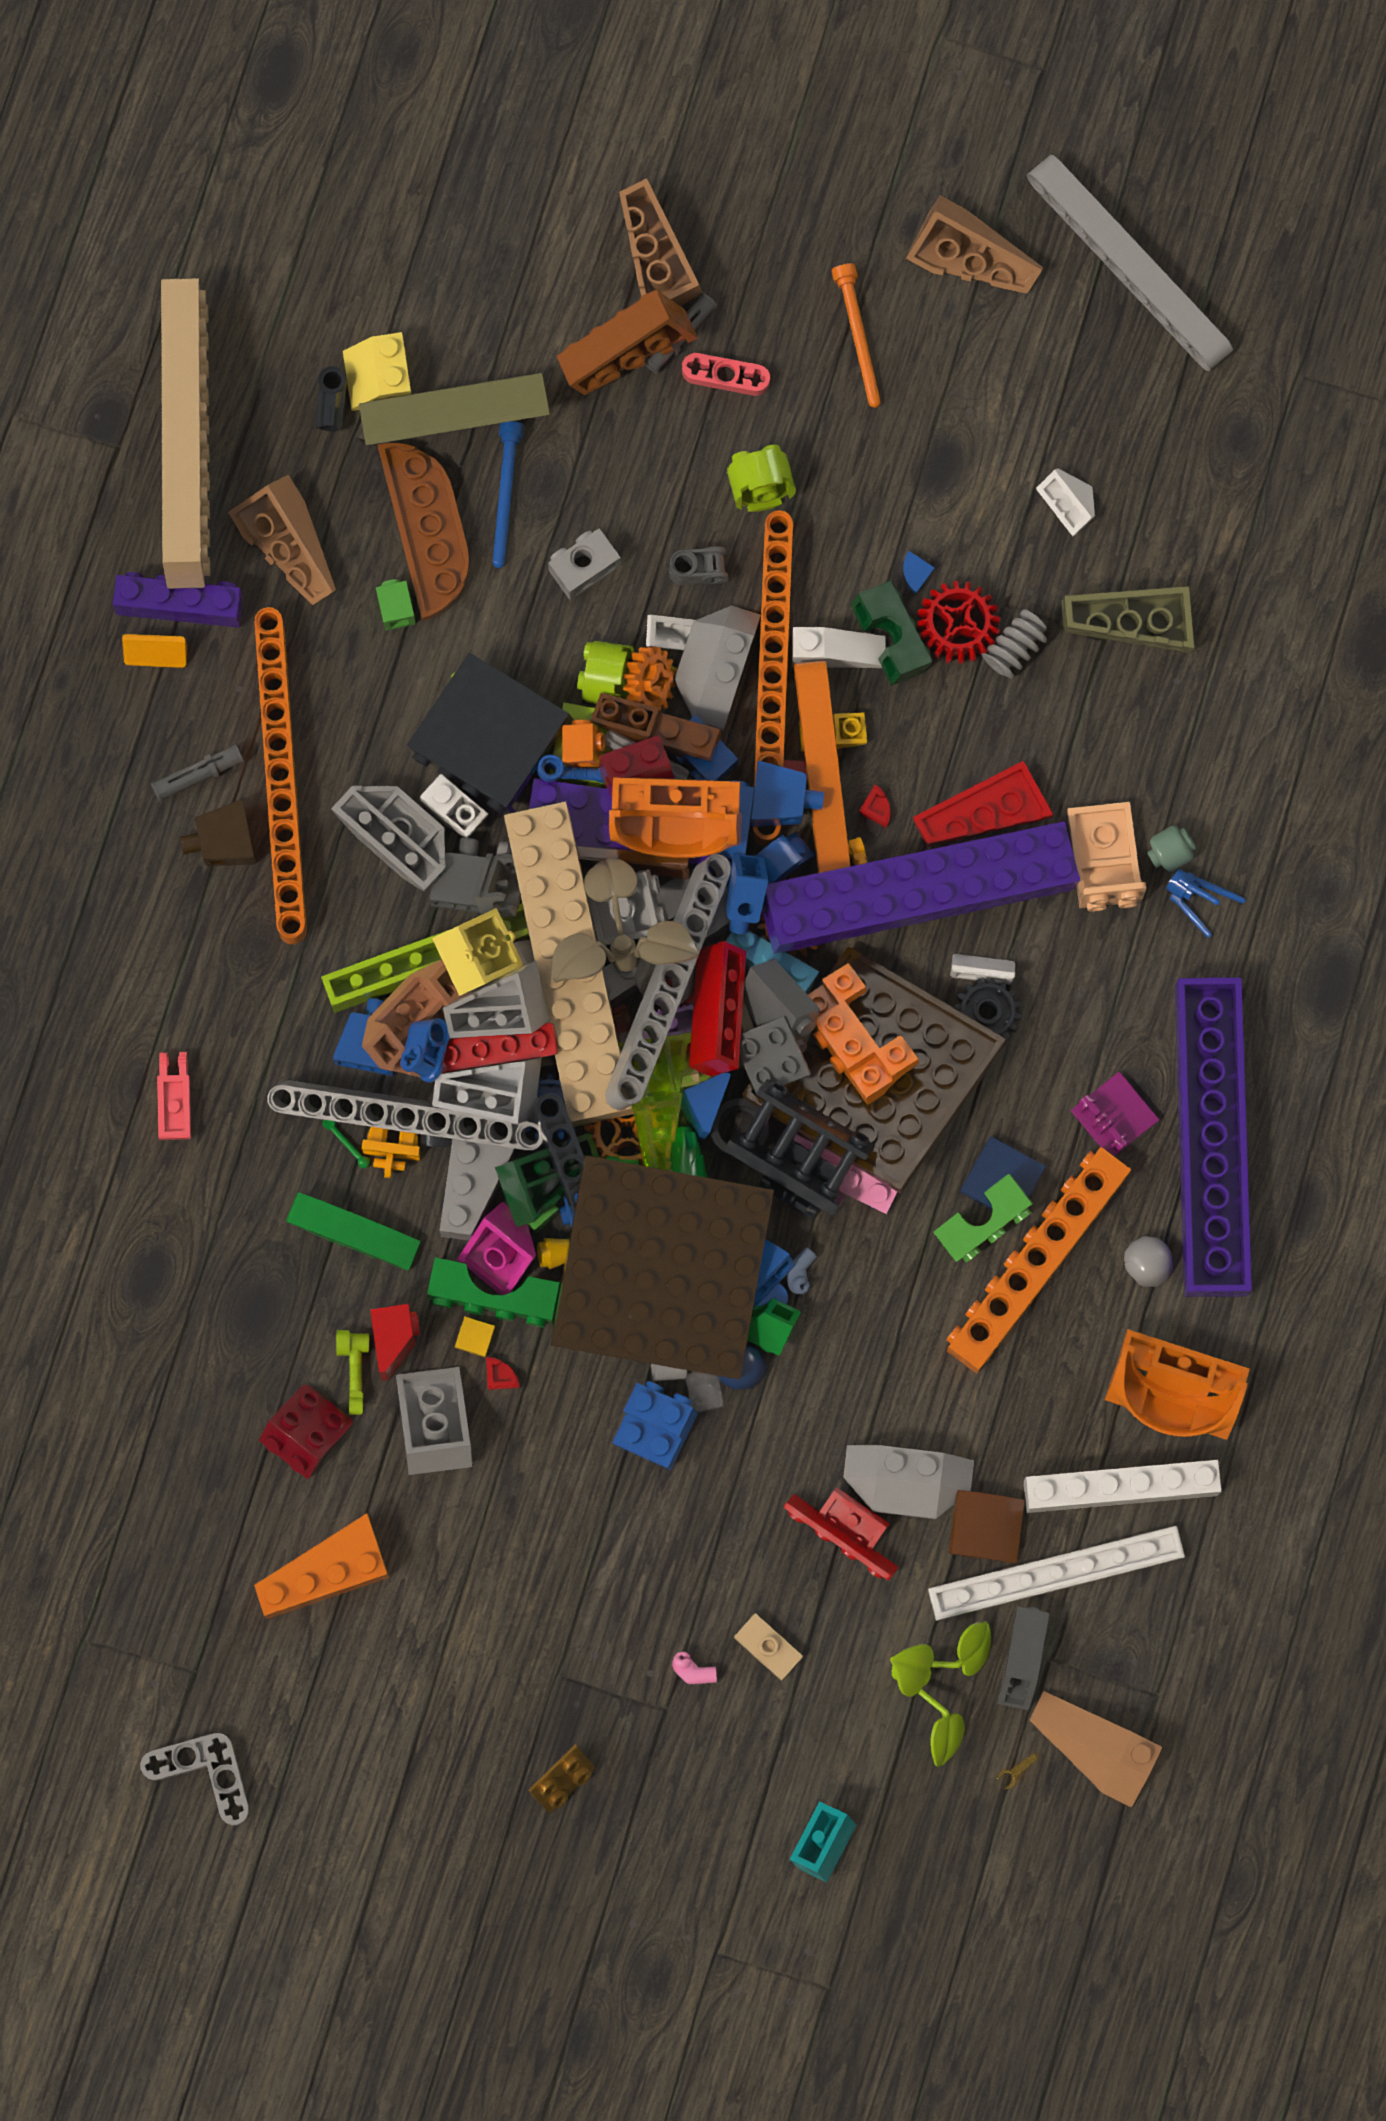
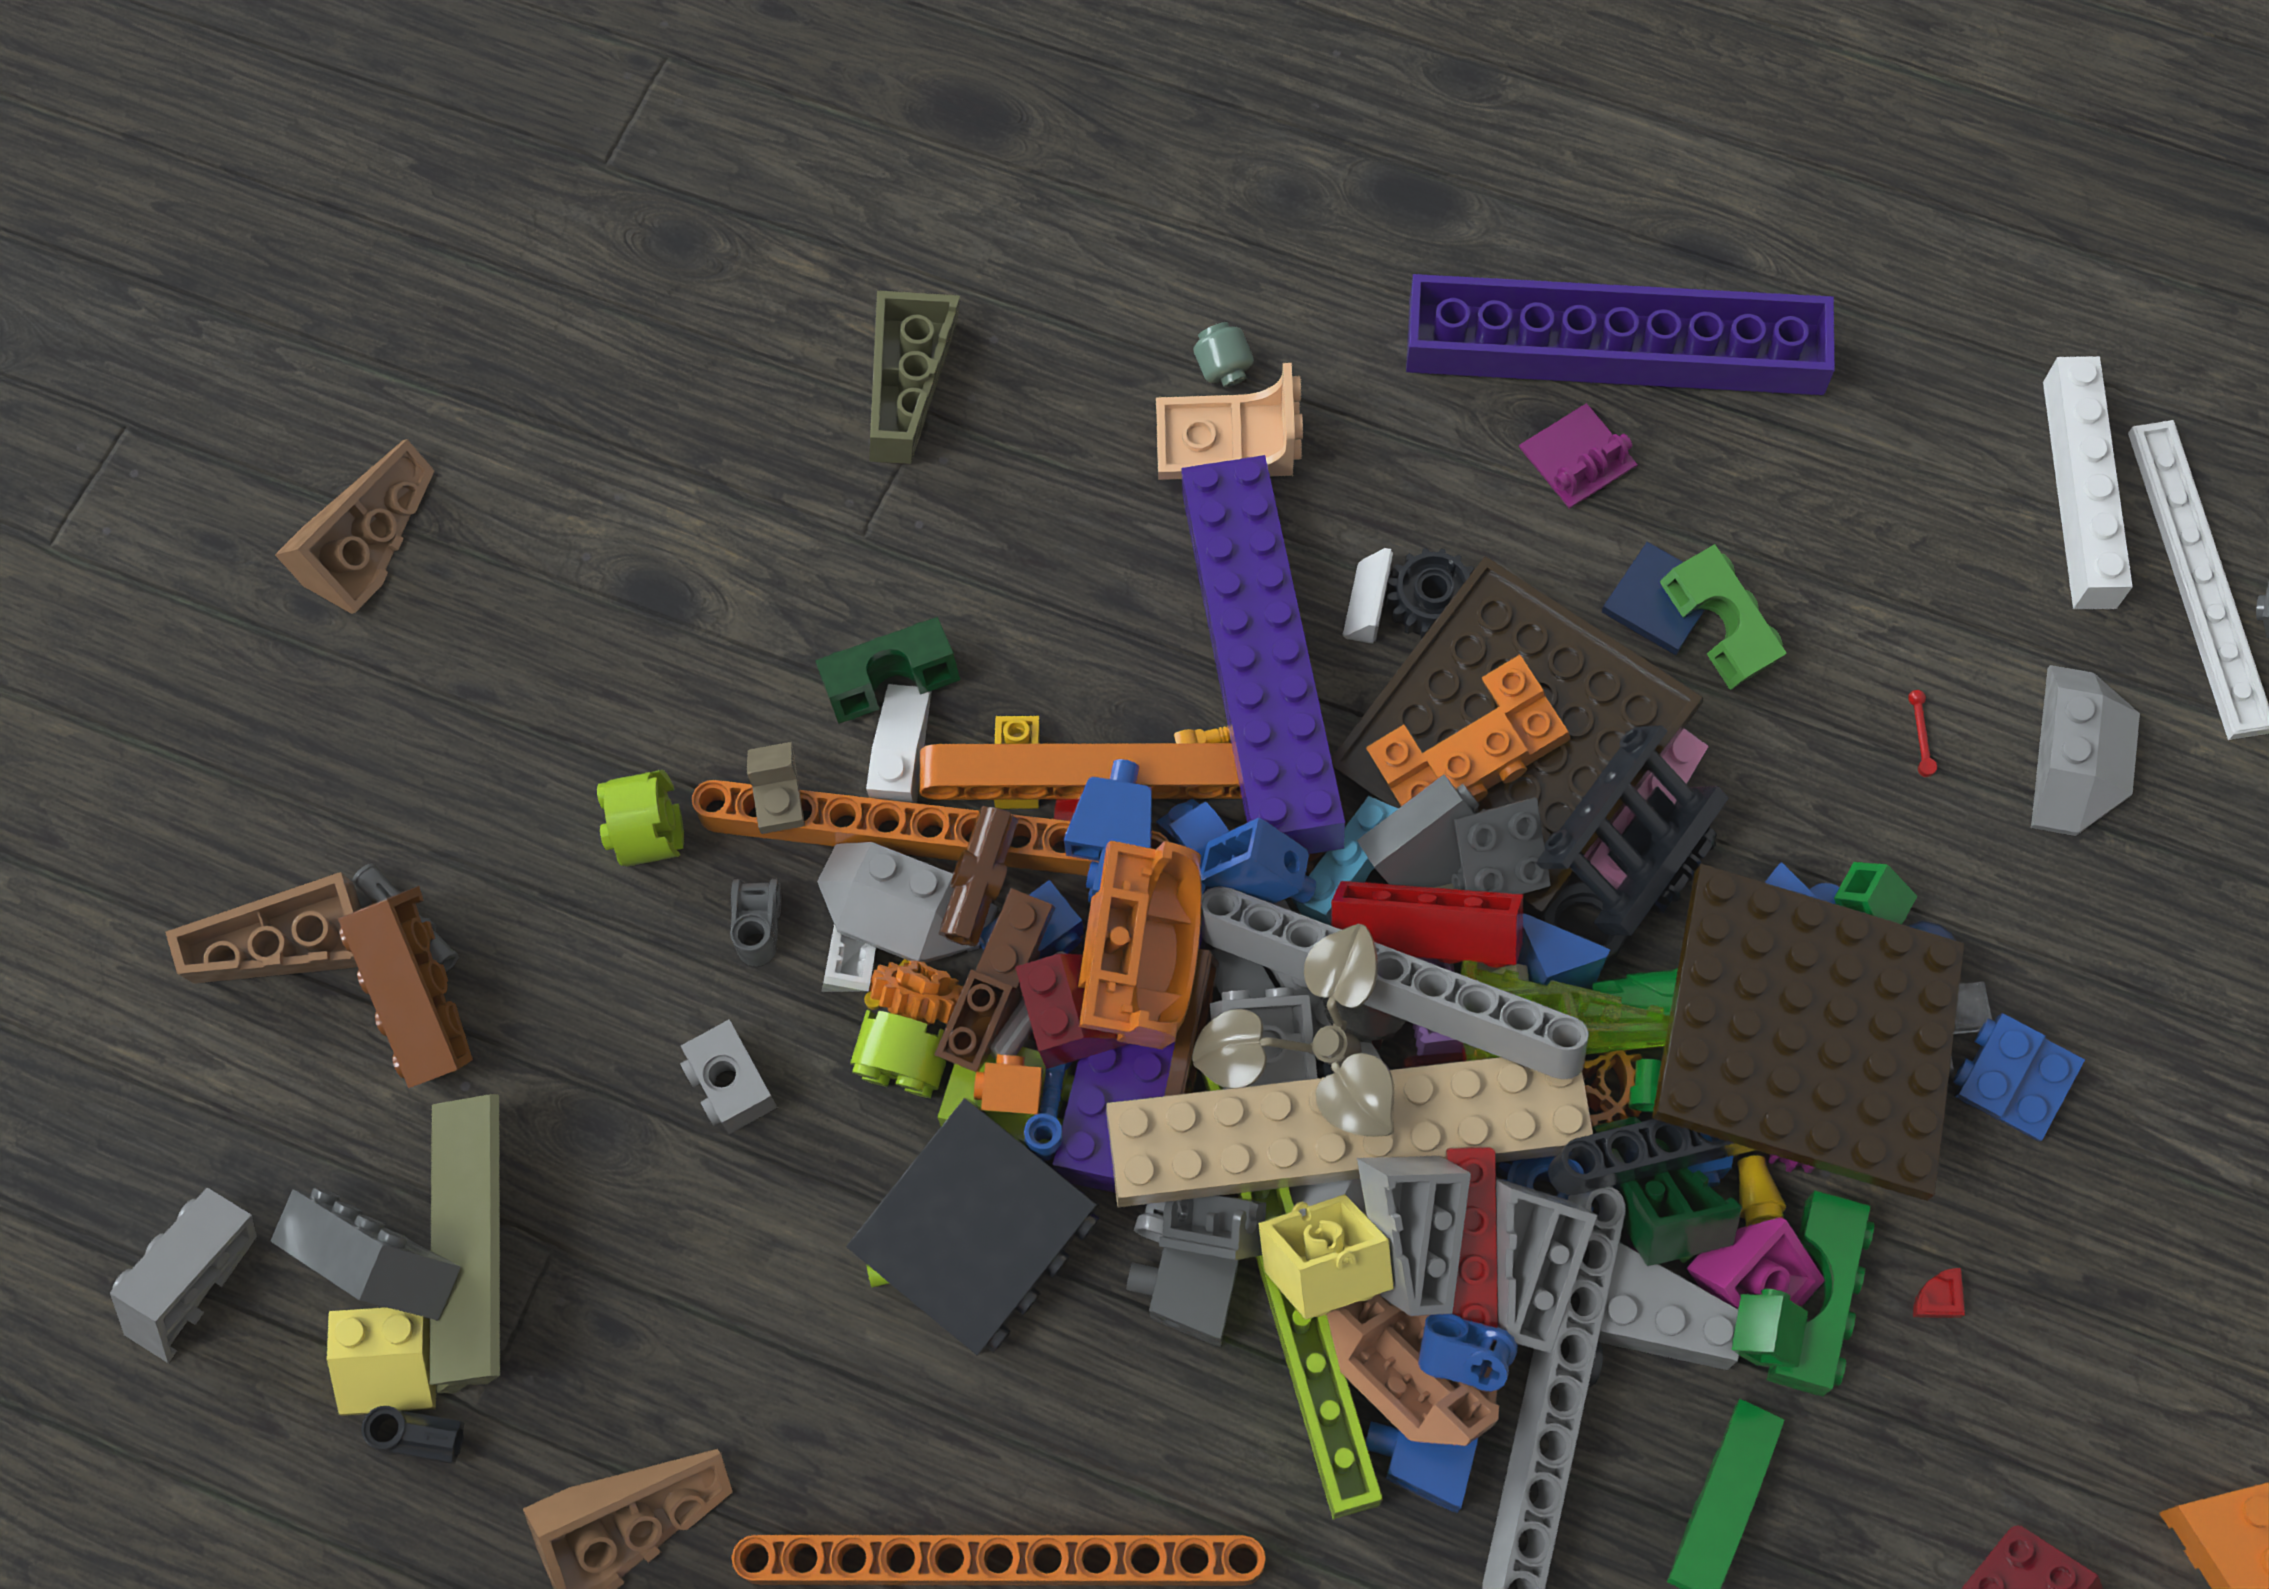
camera: 80 degrees left, 10 degrees down
(353, 1345) = (1901, 1516): lime brick -> none
(363, 1161) = (1612, 1477): green hinge -> none
(377, 1146) = (1592, 1451): light orange hips -> none
(393, 1336) = (1900, 1444): red slope -> none
(395, 604) = (751, 1360): bright green brick -> none
(395, 831) = (1112, 1380): light grey wedge -> none
(425, 235) = (179, 1271): none -> light grey wedge
(427, 526) = (635, 1304): dark orange plate -> none
(434, 1421) = (2016, 1397): light grey slope -> none
(437, 346) = (363, 1254): none -> dark grey wedge
(452, 807) = (1079, 1293): white slope -> none
(460, 1249) = (1770, 1329): none -> green brick
(474, 1337) = (1884, 1329): yellow tile -> none
(511, 434) = (518, 1169): blue piece -> none
(718, 362) = (453, 887): coral beam -> none
(732, 709) = (978, 876): none -> reddish brown piece
(789, 565) = (775, 787): none -> dark tan slope
(797, 1277) = (1804, 868): sand blue arm -> none
(845, 277) = (367, 692): orange piece -> none
(848, 1526) = (2155, 829): red bracket -> none
(876, 807) = (1129, 714): red tile -> none
(886, 1371) = (1927, 766): none -> red hinge
(916, 572) = (802, 637): blue tile -> none
(947, 615) = (882, 564): red gear -> none
(976, 1353) = (1802, 560): orange brick -> none
(986, 1526) = (2146, 653): reddish brown slope -> none
(992, 805) = (1144, 571): red wing -> none
(1015, 643) = (923, 515): light grey piece -> none
(1068, 499) = (732, 441): white slope -> none
(1129, 262) = (414, 342): light grey beam -> none
(1149, 1261) = (1776, 430): light grey hair -> none
(1176, 1387) = (1957, 412): orange piece -> none
(1186, 885) = (1275, 344): blue plant -> none

